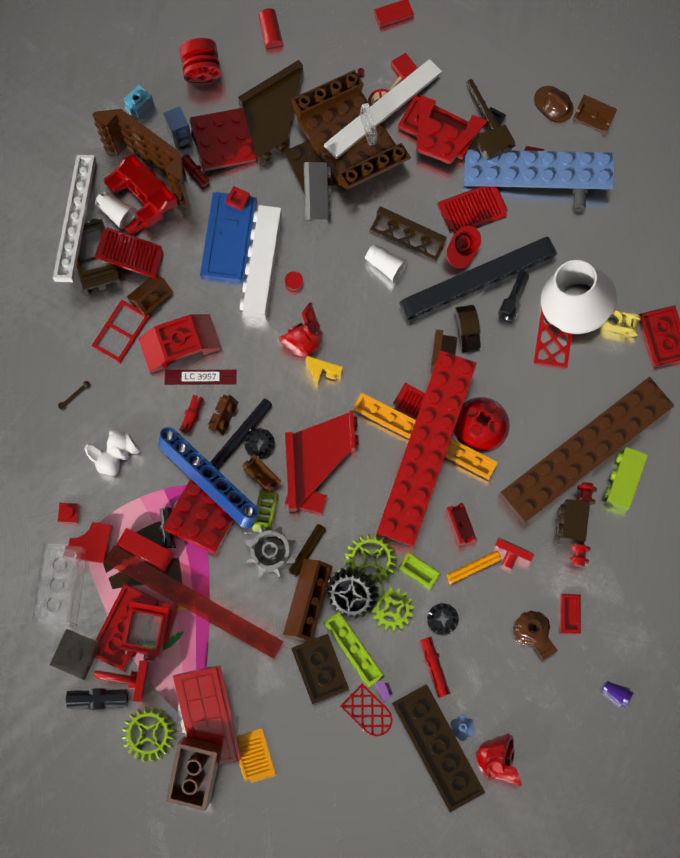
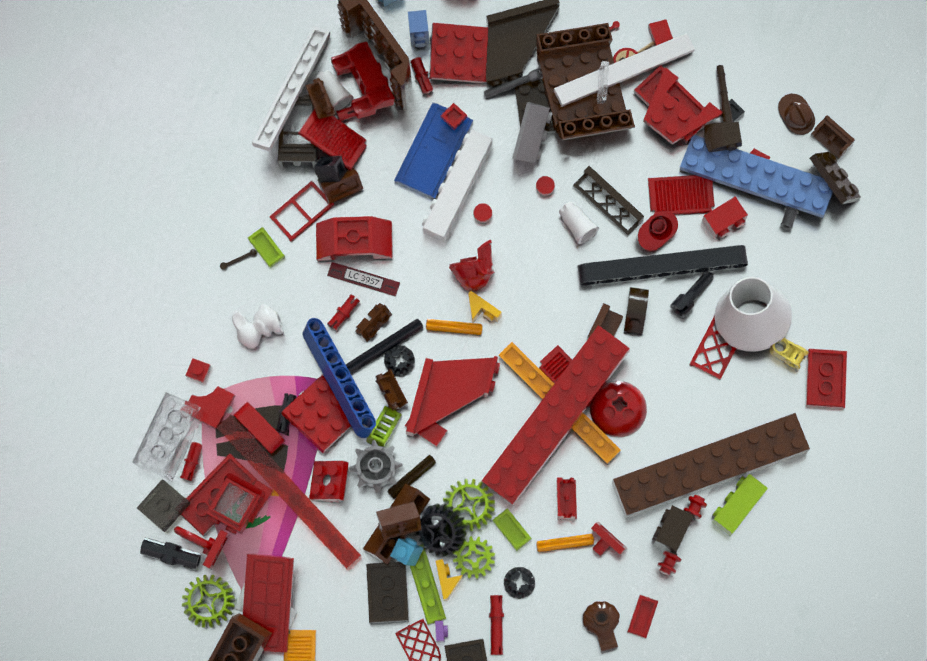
camera: 20 degrees right, 0 degrees up
(89, 603) = (191, 461): none -> red axle
(97, 375) = (266, 247): none -> lime tile
(105, 219) = (320, 99): none -> reddish brown hinge
(135, 282) = (330, 169): none -> black brick
(237, 587) = (336, 488): none -> red piece
(299, 140) = (533, 75): none -> dark grey piece
(301, 395) = (453, 326): none -> light orange axle
(310, 596) = (398, 520): none -> reddish brown hinge
(327, 623) = (407, 551): none -> medium azure brick
(344, 238) = (545, 185): none -> red tile
(375, 643) = (448, 585): none -> yellow slope
(521, 217) = (724, 218): none -> red brick
(611, 148) = (835, 177): none -> dark brown plate

